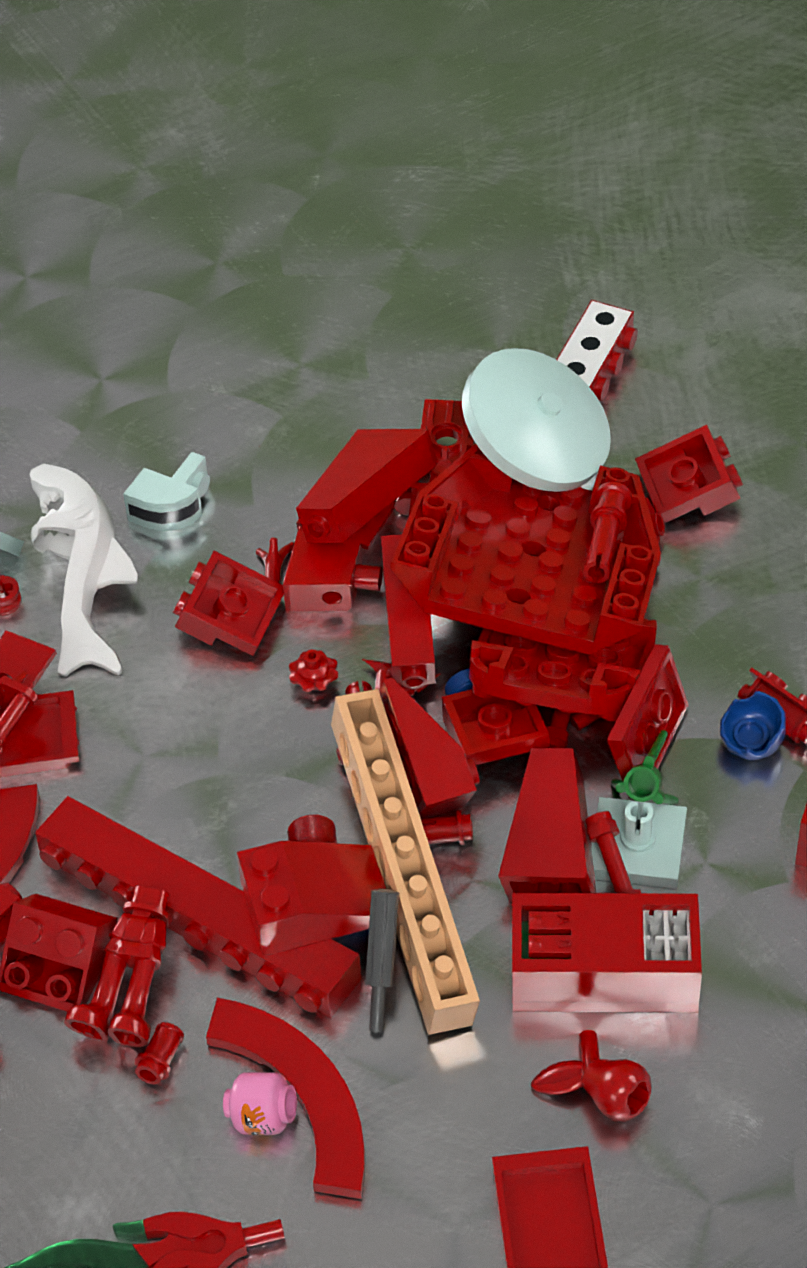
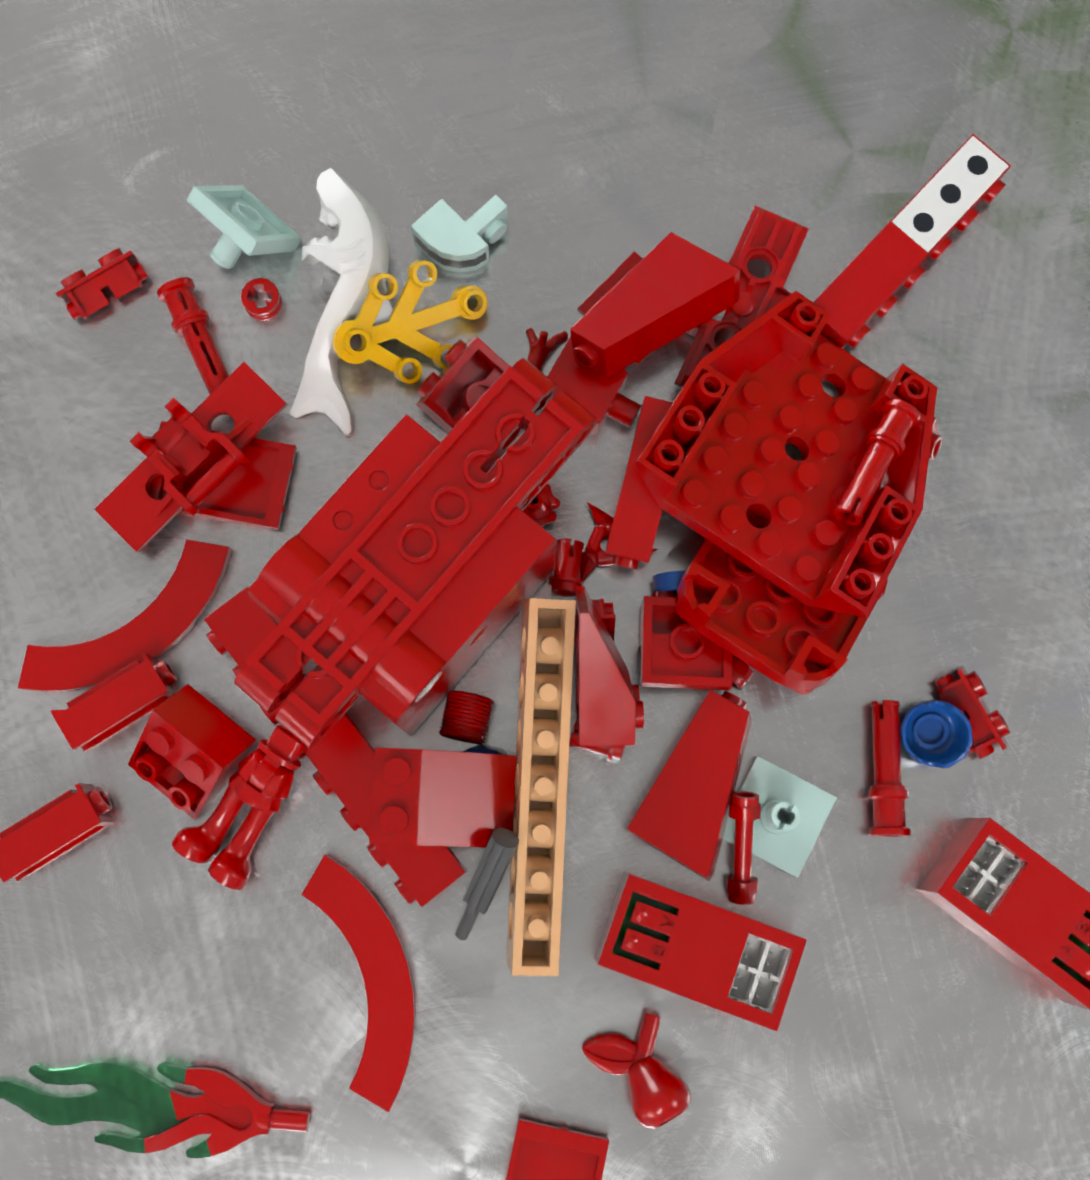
camera: 10 degrees right, 30 degrees up
(143, 565) = (403, 323): none -> yellow plant
(154, 1063) = (252, 897): red pin -> none
(226, 695) = (413, 562): none -> red piece
(260, 1103) = (326, 990): bright pink head -> none
(536, 420) = (856, 290): light aqua dish -> none
(645, 780) = (803, 781): green plant -> none
(652, 706) = (835, 699): red tile -> none
(690, 475) = (988, 396): red plate -> none
(730, 786) = (887, 792): none -> red pin

